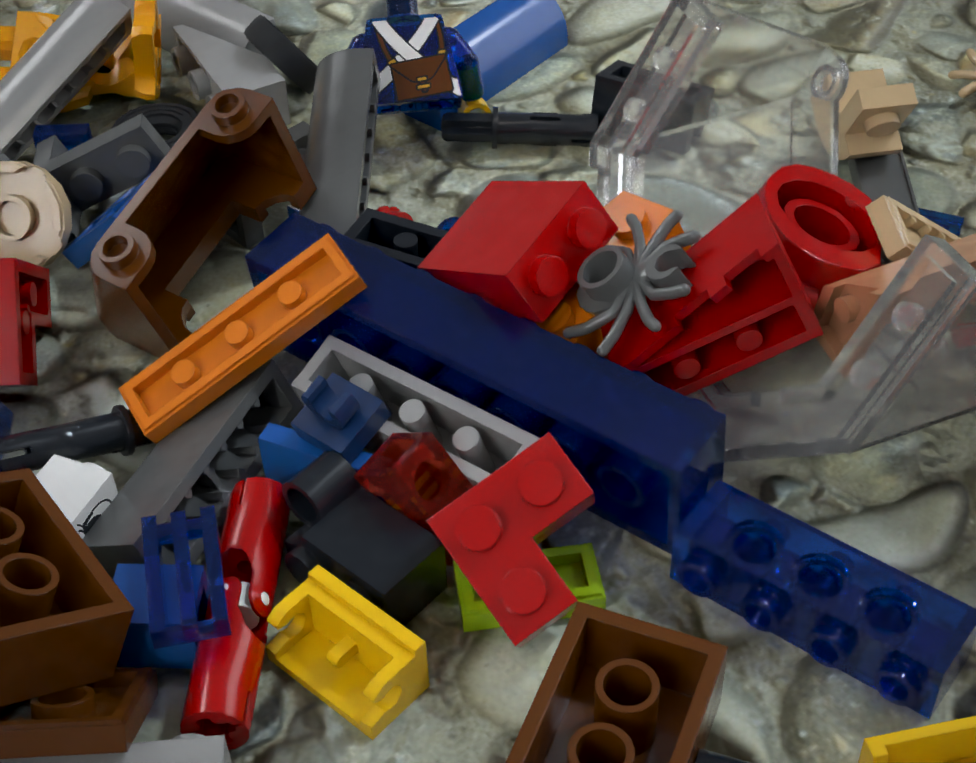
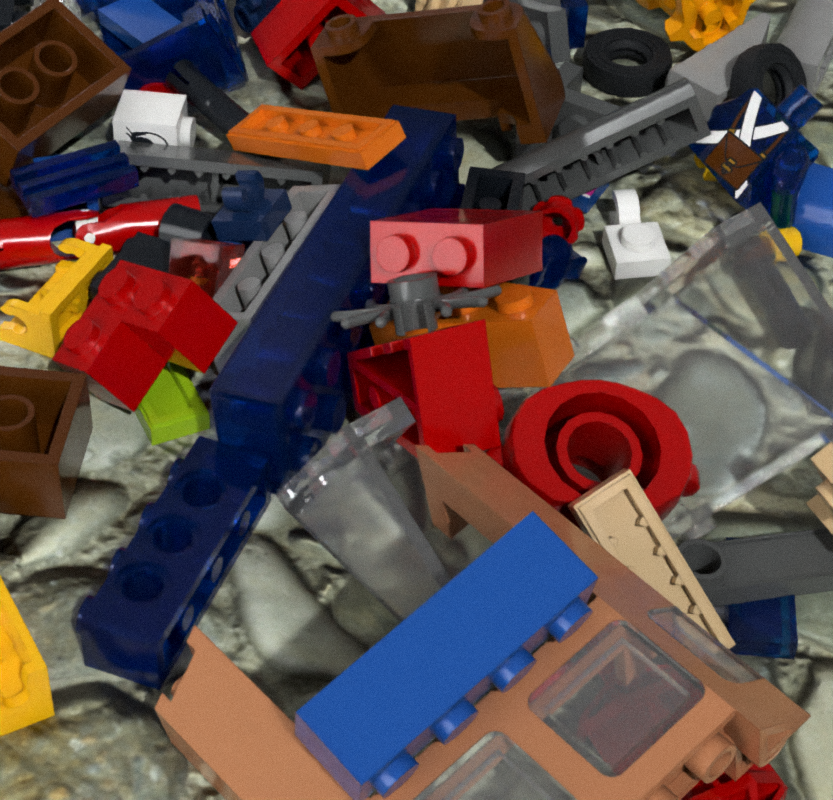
camera: 70 degrees right, 0 degrees up
(431, 198) = (633, 246): none -> white plate

